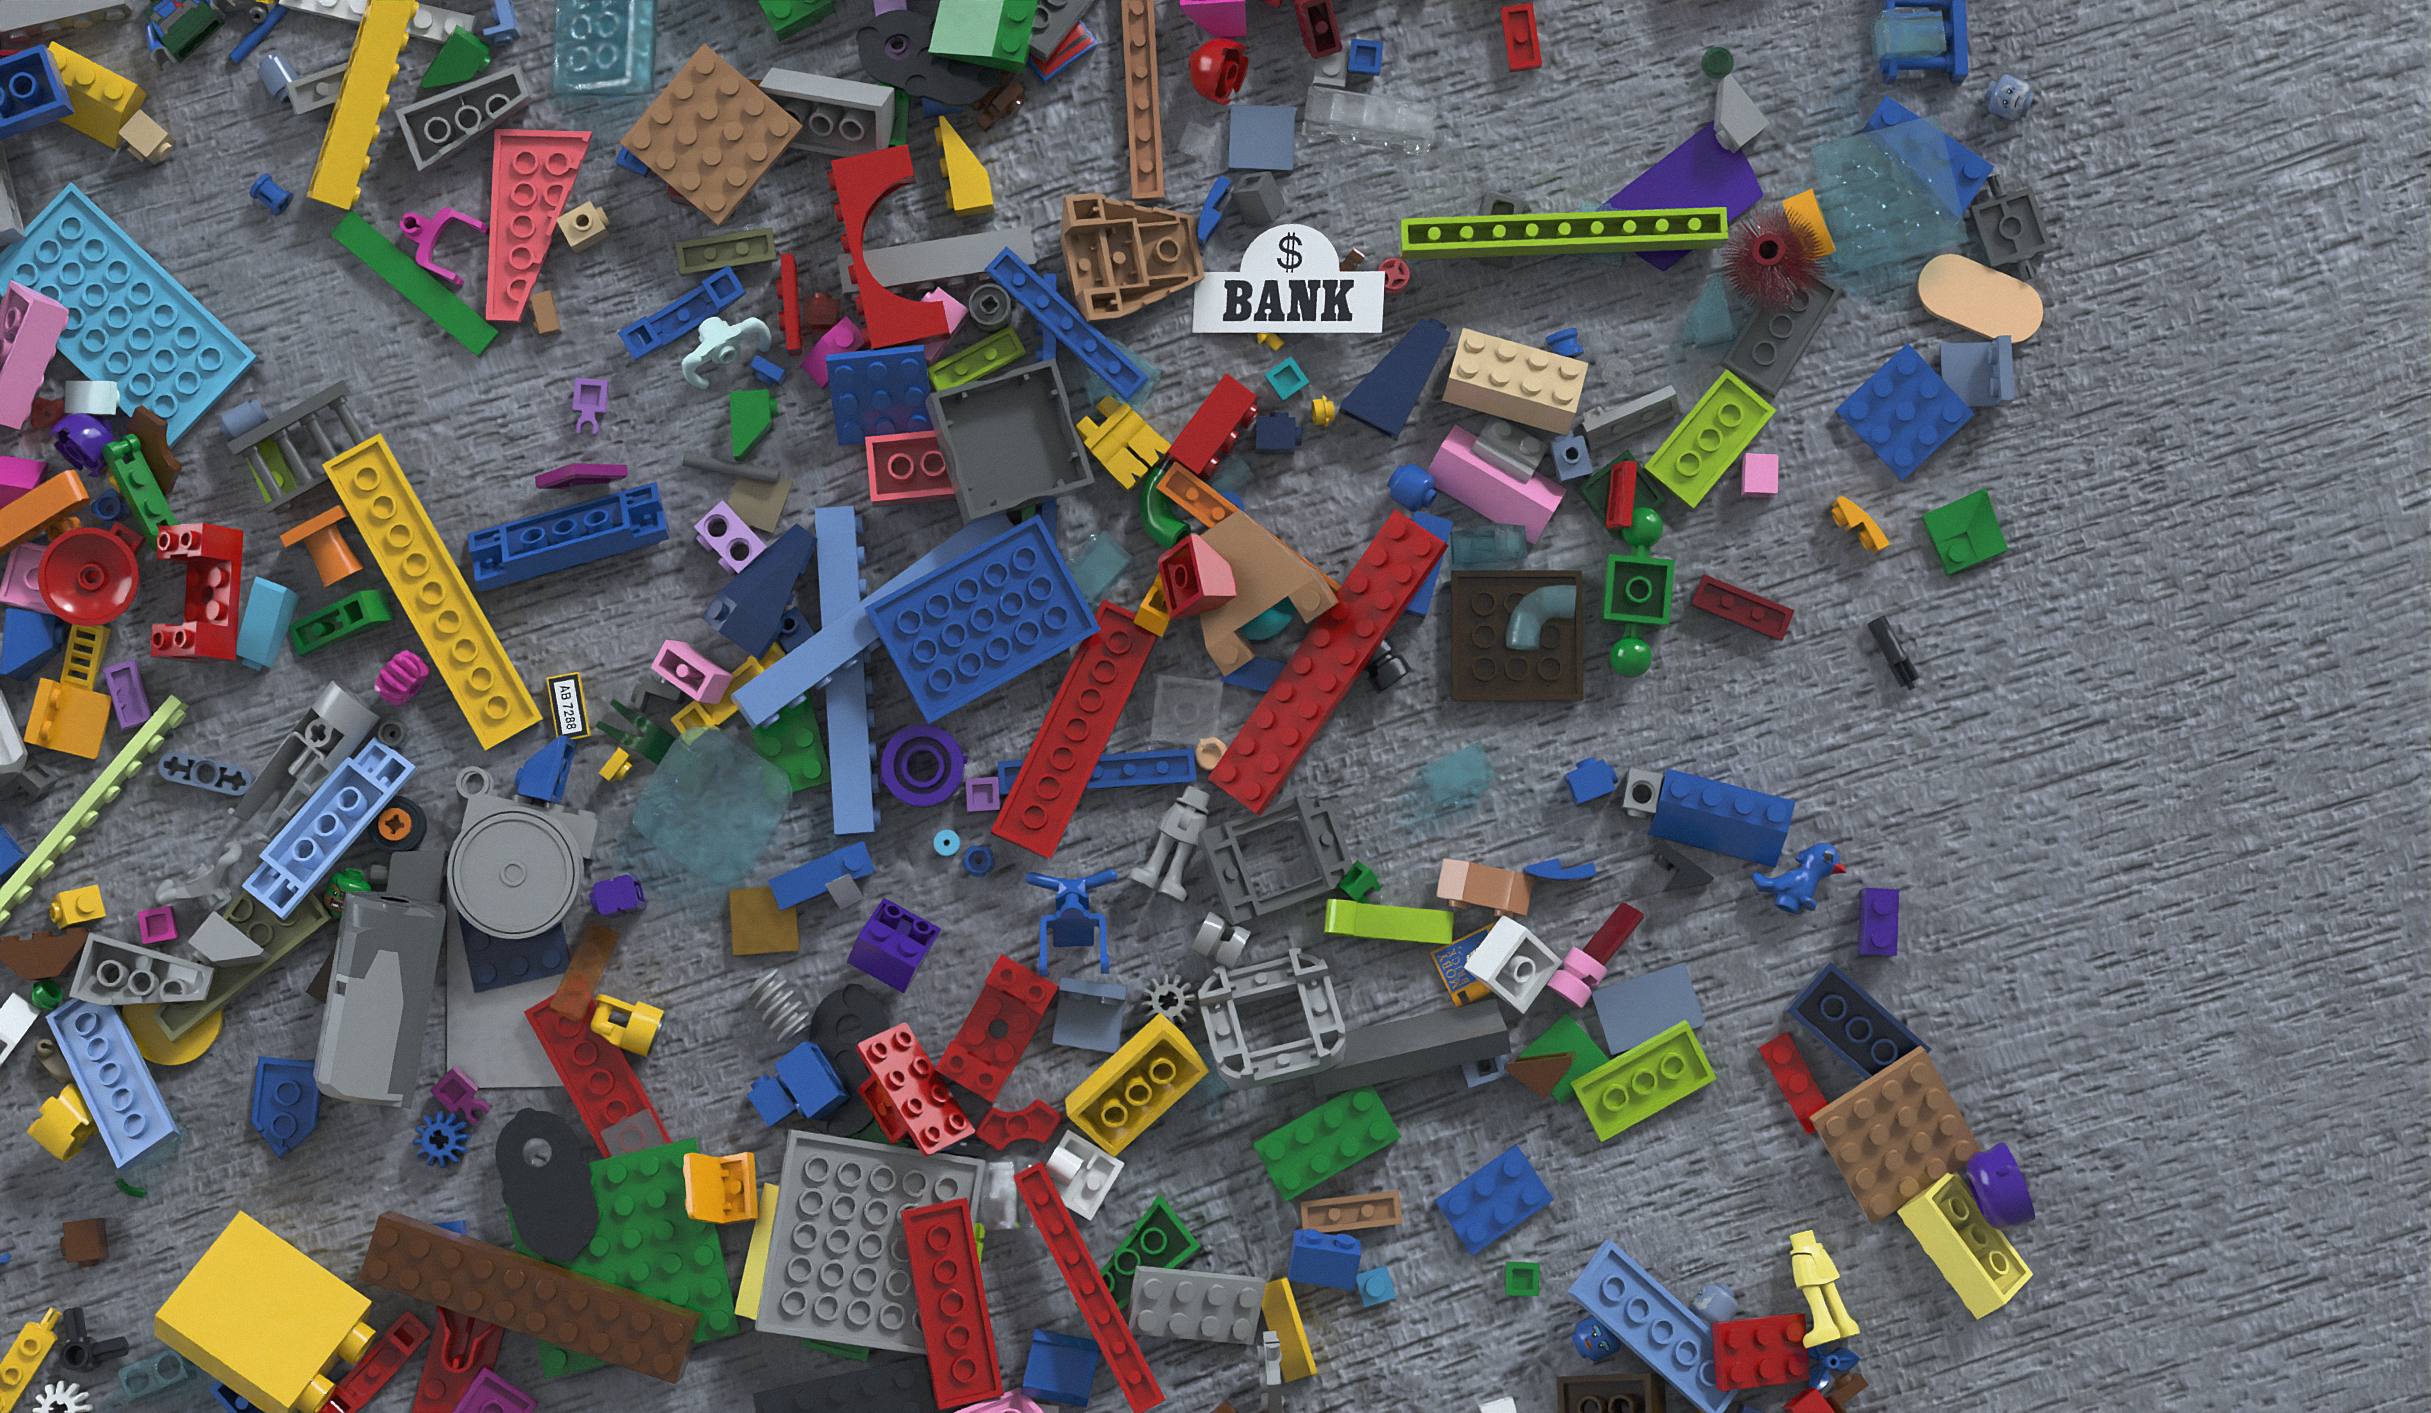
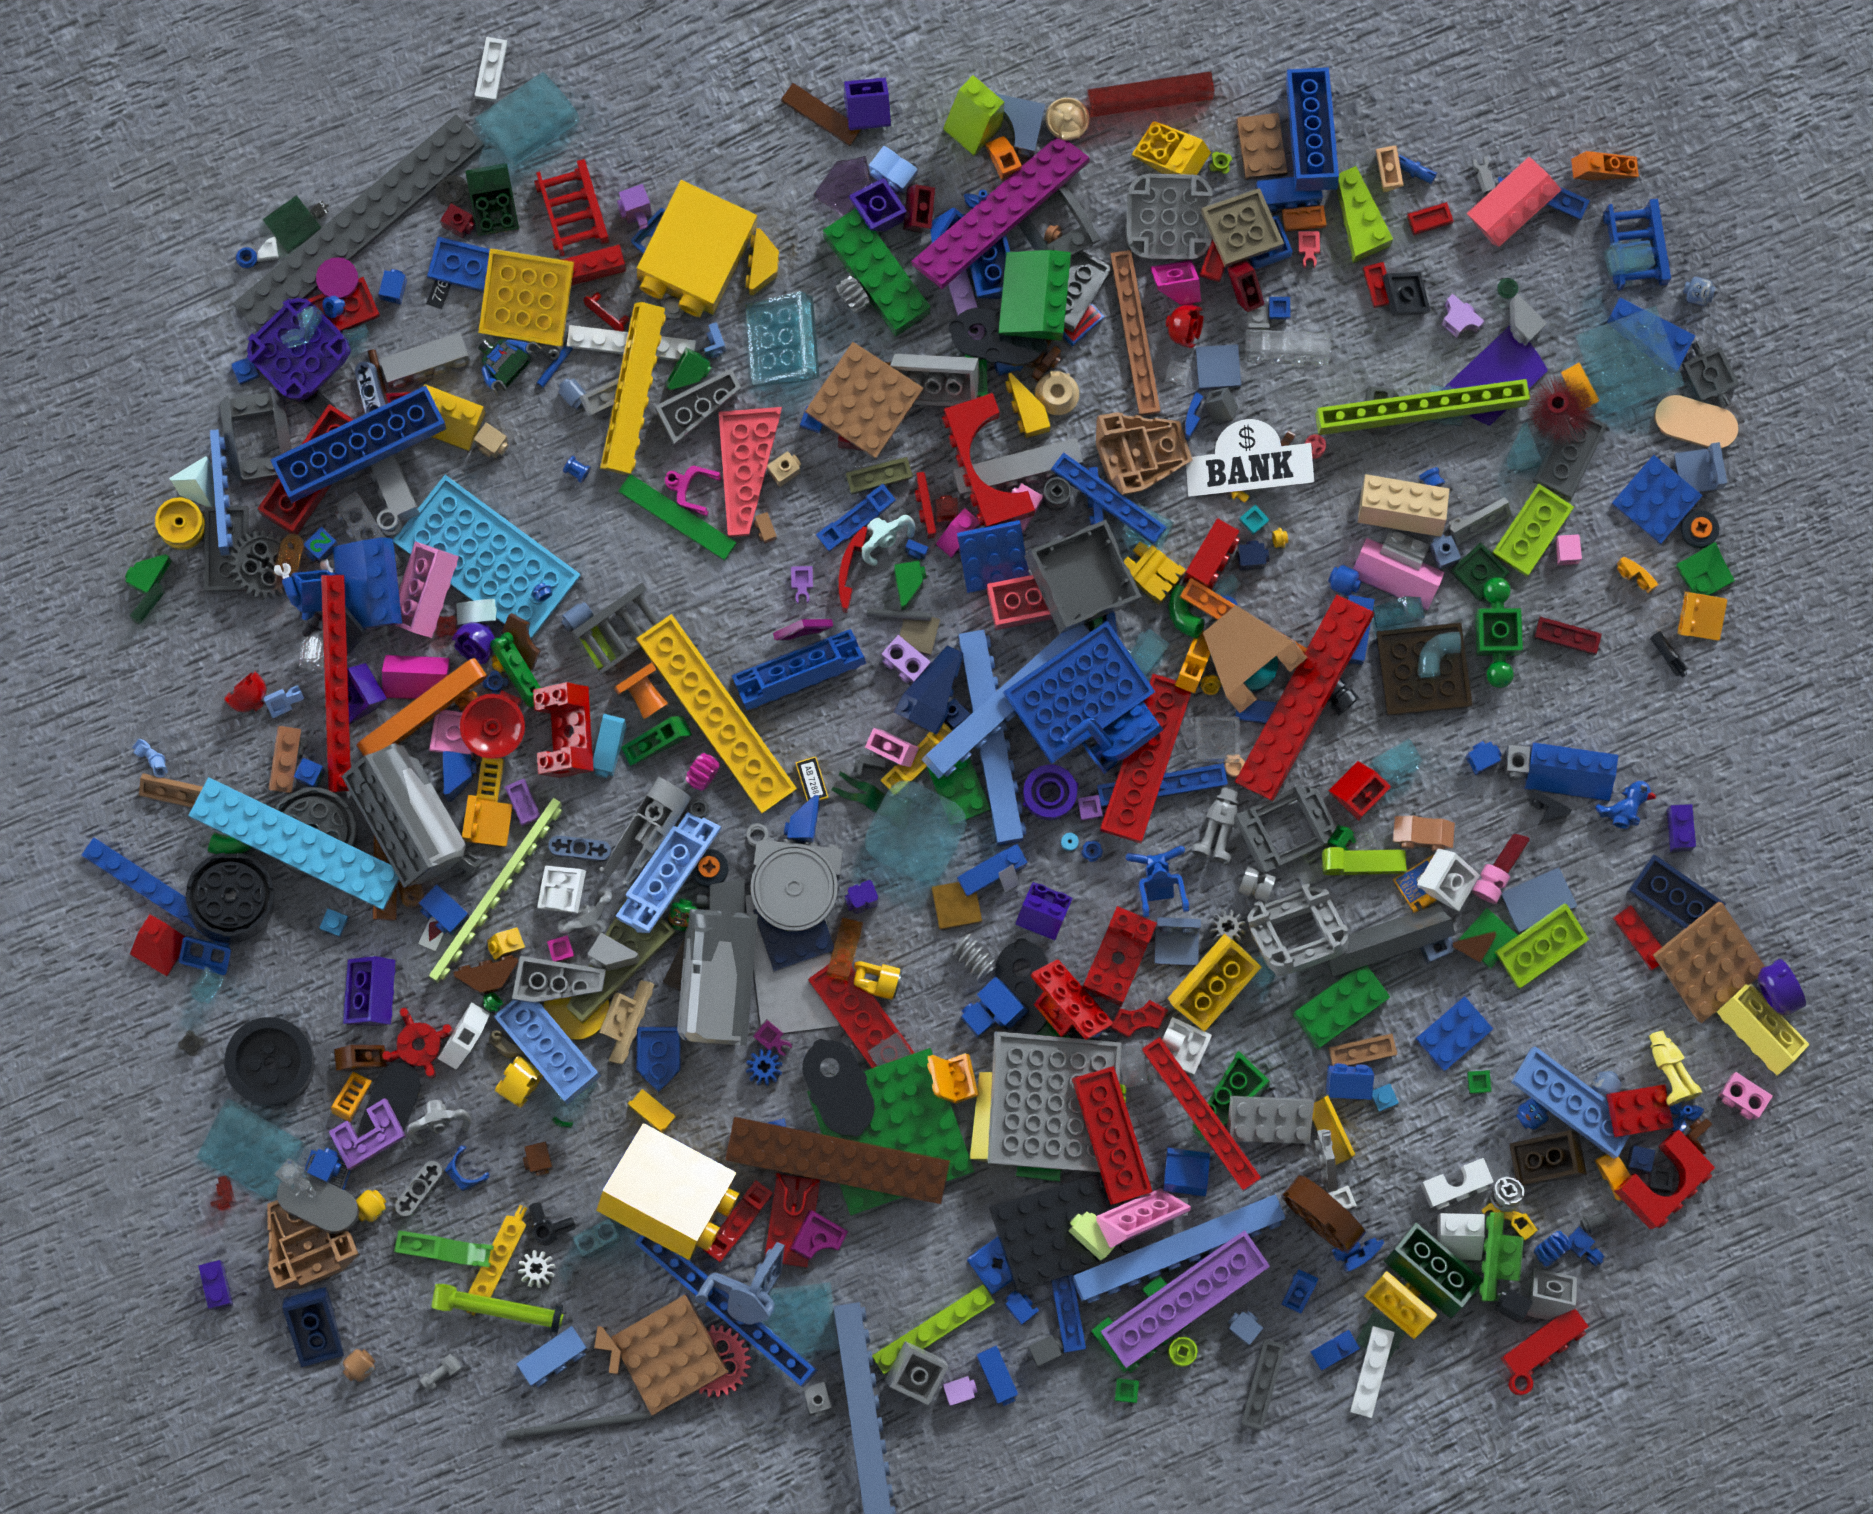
camera: 10 degrees left, 5 degrees down
(168, 835) = (561, 889): none -> white plate
(192, 378) = (542, 592): none -> blue plate
(238, 1043) = (623, 1020): none -> tan bracket
(264, 1187) = (651, 1111): none -> yellow panel
(617, 766) = (849, 814): yellow plate -> none
(651, 428) = (855, 544): none -> red slope
(977, 360) = (1052, 528): lime tile -> none
(1011, 153) = (1057, 392): none -> tan piece
(1035, 695) = (1119, 737): none -> blue plate
(1188, 628) = (1213, 688): none -> yellow plate
(1195, 578) = (1213, 651): red slope -> none
(1394, 386) = (1325, 516): dark blue slope -> none
(1395, 811) = (1359, 789): none -> red slope
(1552, 871) = (1466, 818): blue slope -> none
(1560, 55) = (1406, 293): none -> black plate
(1621, 495) = (1481, 571): red tile -> none
(1639, 100) = (1460, 317): none -> lavender brick
(1928, 1339) = (1747, 1091): none -> bright pink brick
(1951, 599) = (1702, 616): none -> light orange bracket
(1953, 469) = (1694, 535): none -> black wheel

